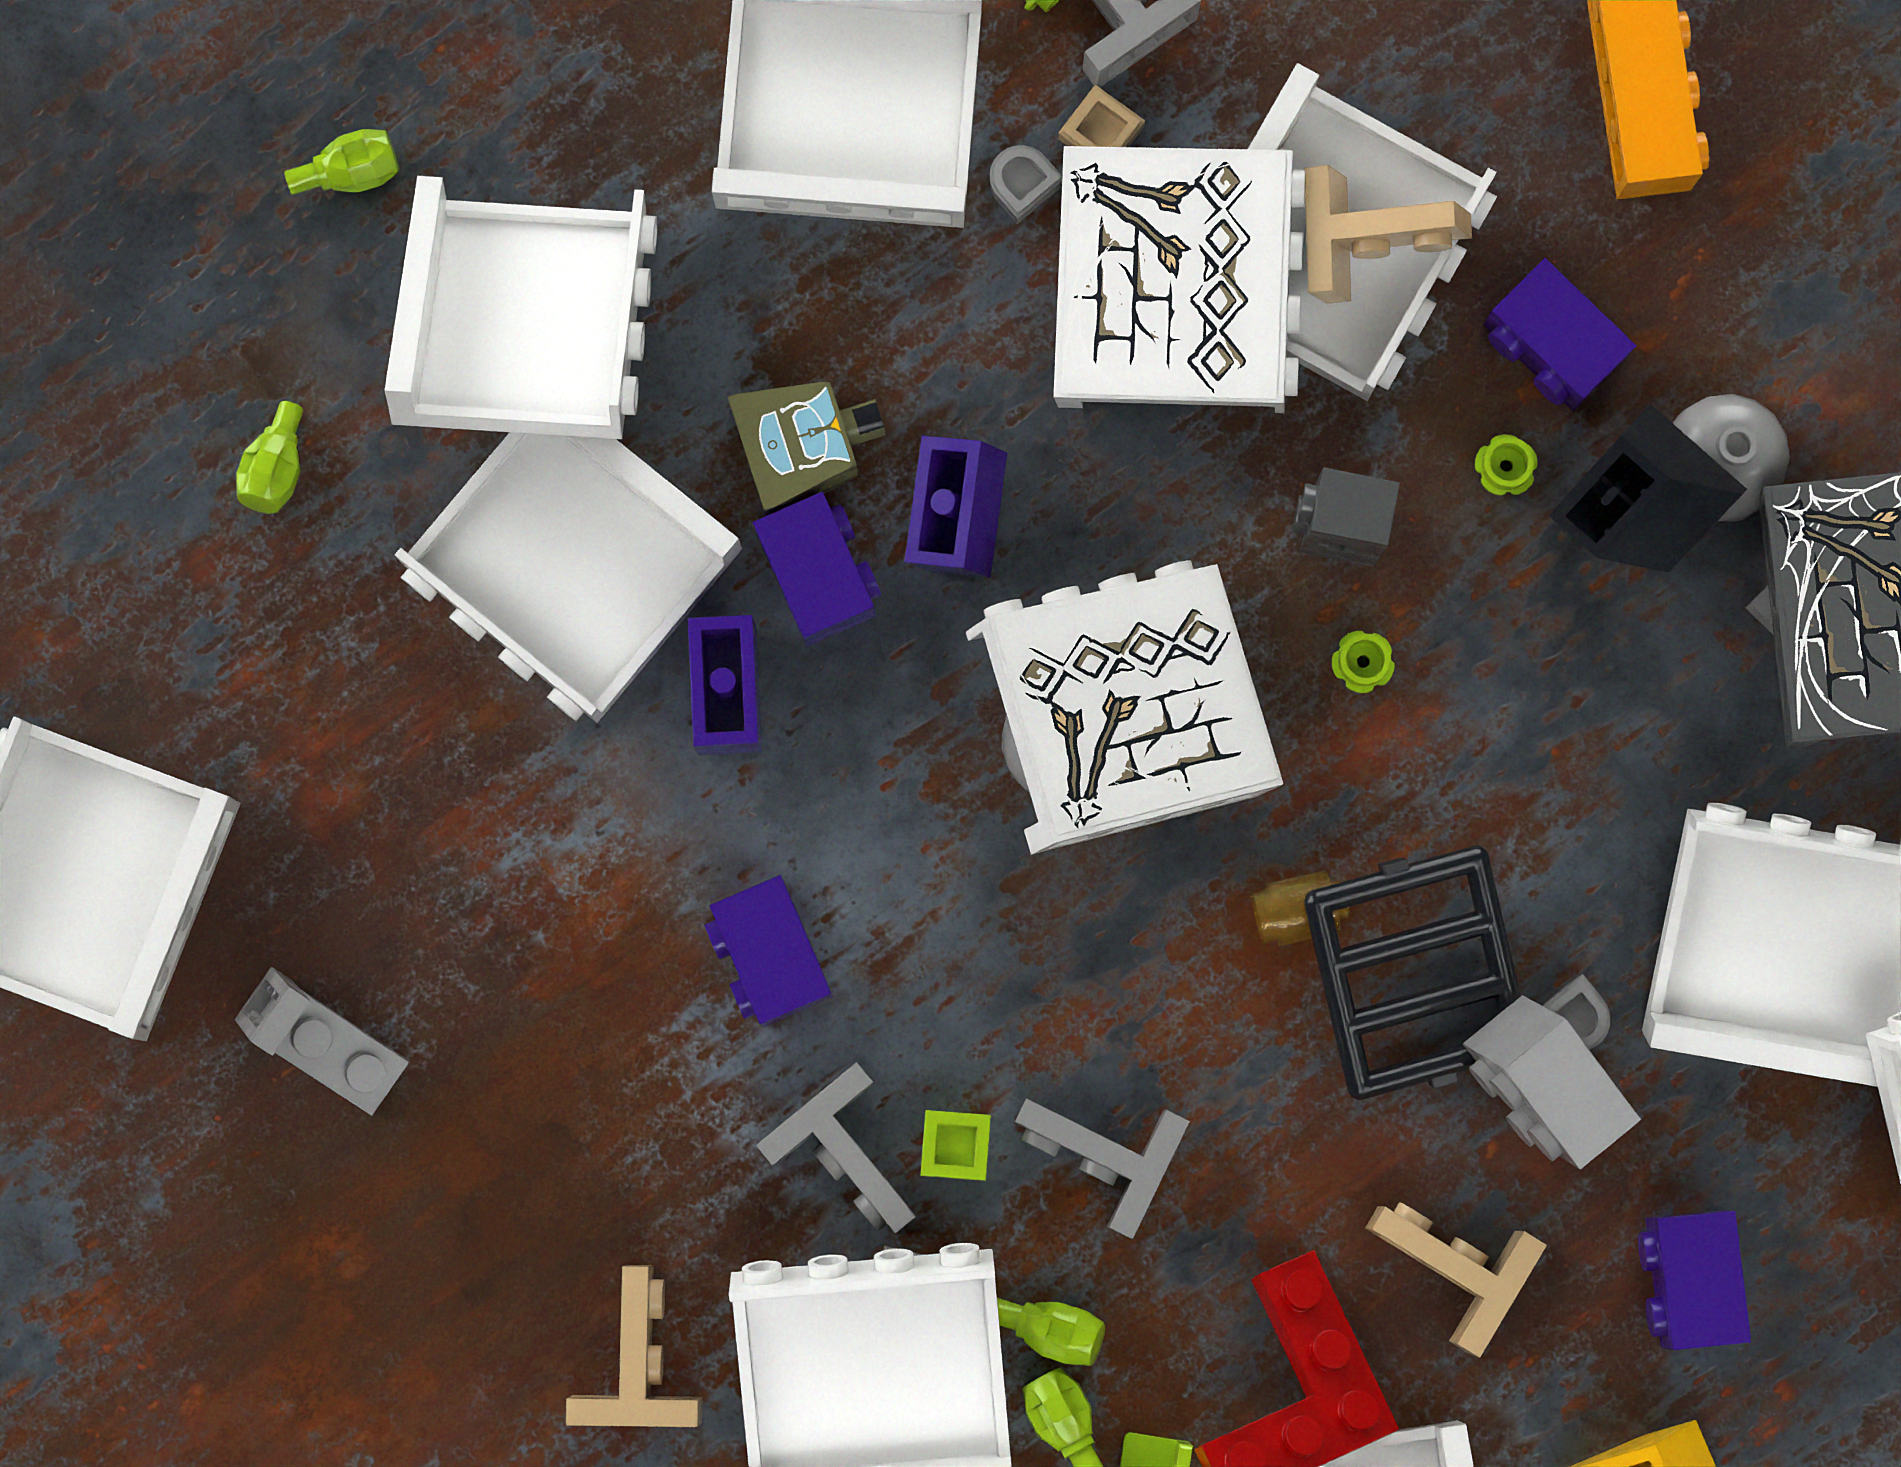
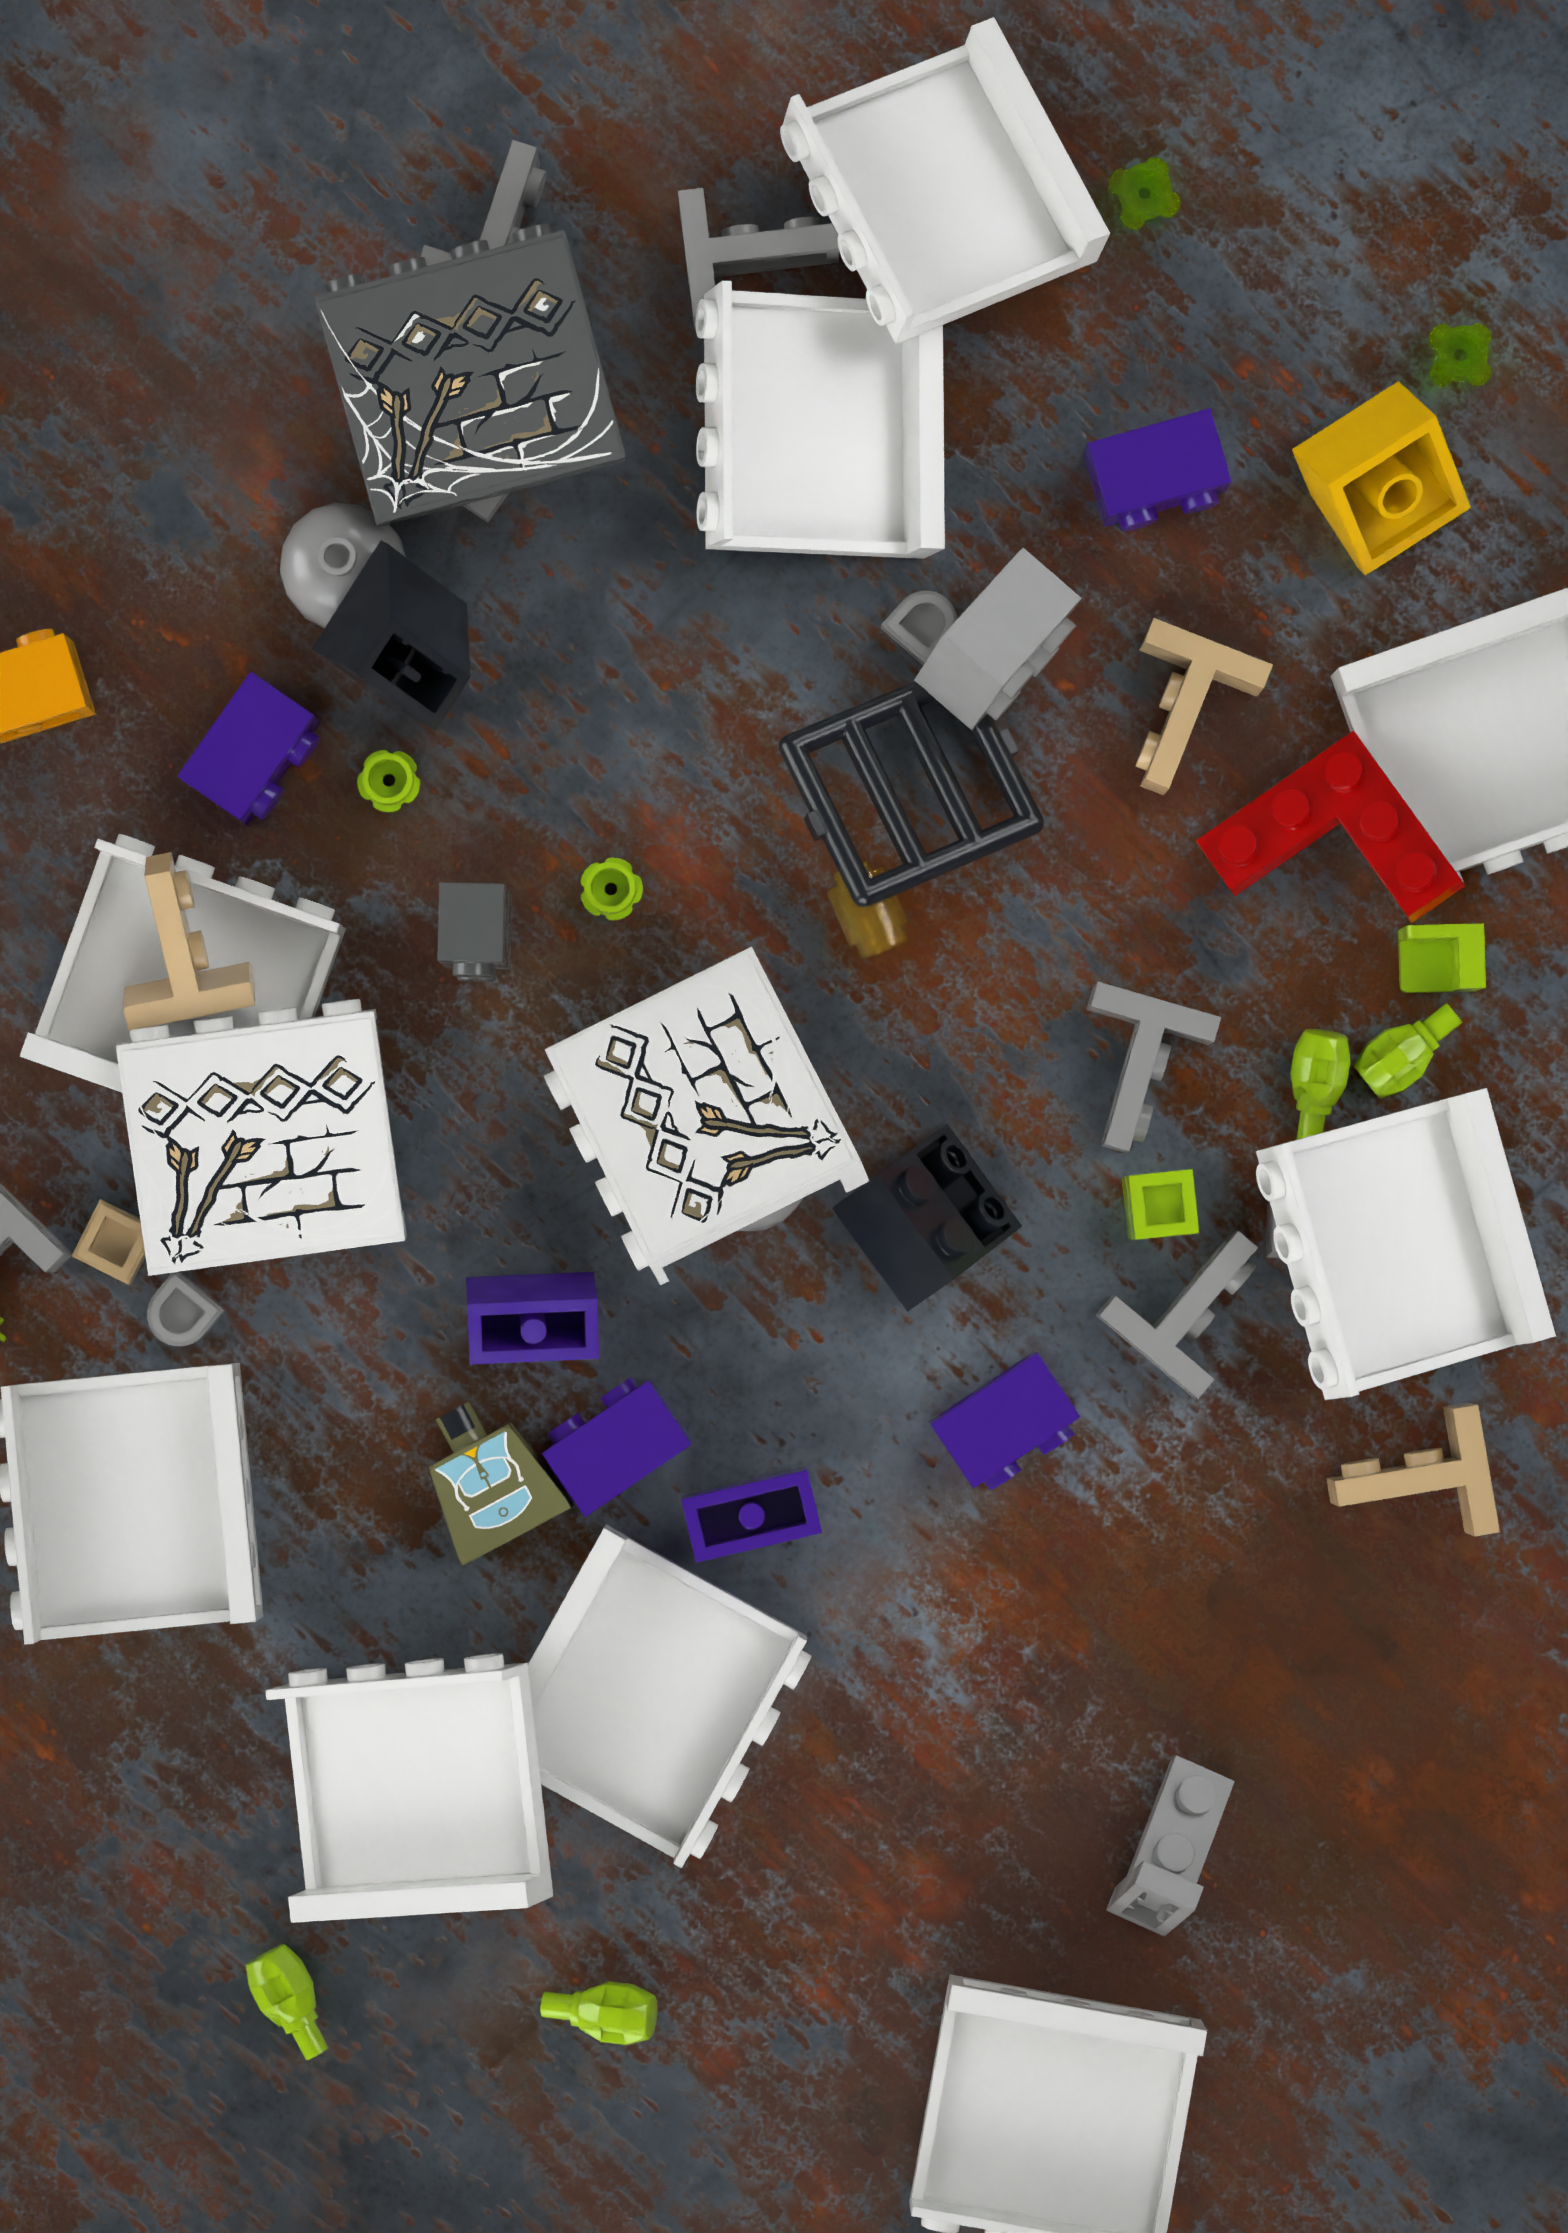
camera: 105 degrees left, 5 degrees up
(985, 912) = (927, 1217): none -> black slope

